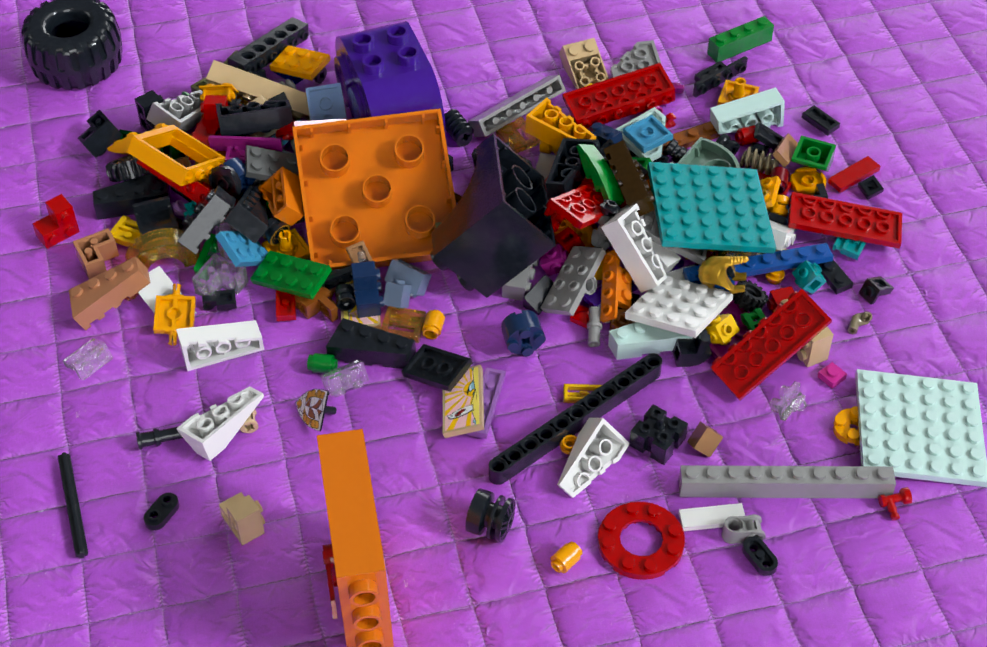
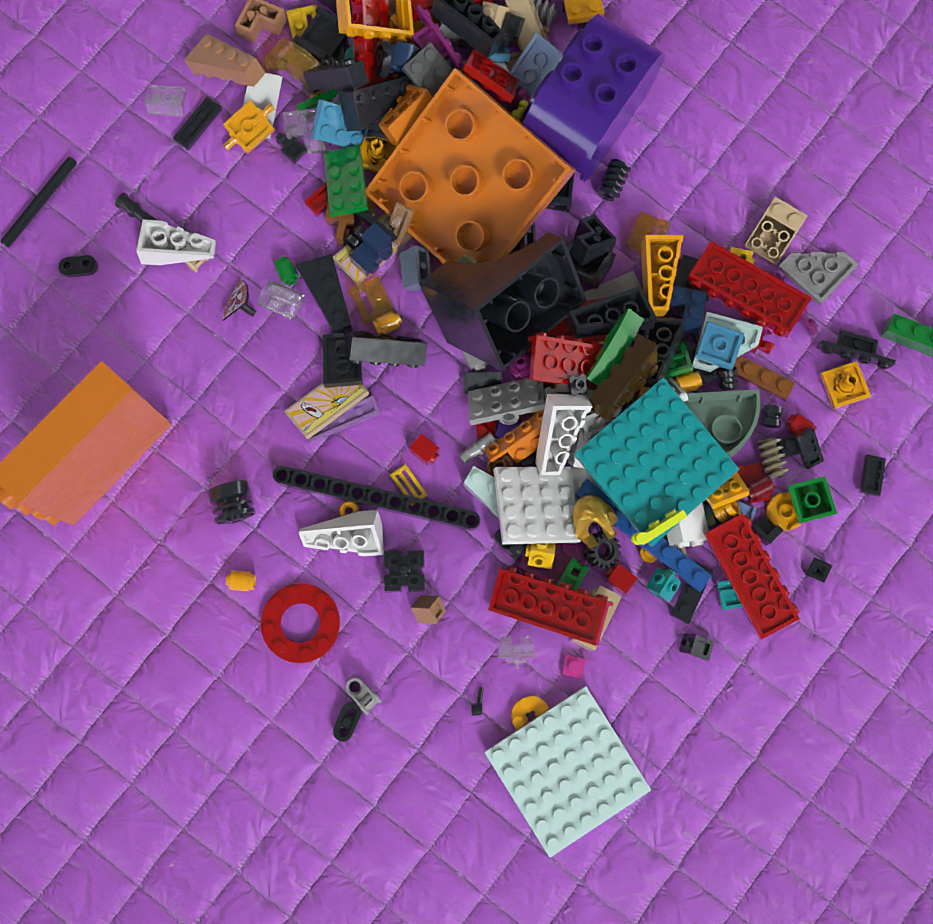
camera: 50 degrees right, 30 degrees up
(130, 351) = (197, 123): none -> black tile
(218, 343) = (244, 181): white wedge -> none
(243, 517) = (106, 327): tan brick -> none
(397, 294) = (390, 275): sand blue brick -> none
(455, 330) = (384, 349): none -> black wedge
(516, 106) = (677, 210): light grey brick -> none
(523, 332) = (423, 399): dark blue brick -> none
(564, 361) = (424, 450): none -> red brick
(709, 516) = (359, 662): white tile -> none
(748, 111) = (822, 410): light aqua wedge -> none
(766, 228) = (658, 527): none -> neon yellow plate
(785, 150) = (801, 472): medium nougat tile -> none
(786, 481) = (430, 700): light grey brick -> none
(819, 457) = (477, 708): none -> black hand
(854, 174) = (826, 545): red tile -> none
(859, 320) = (650, 652): dark tan arm -> none
(889, 501) = (473, 788): red piece -> none

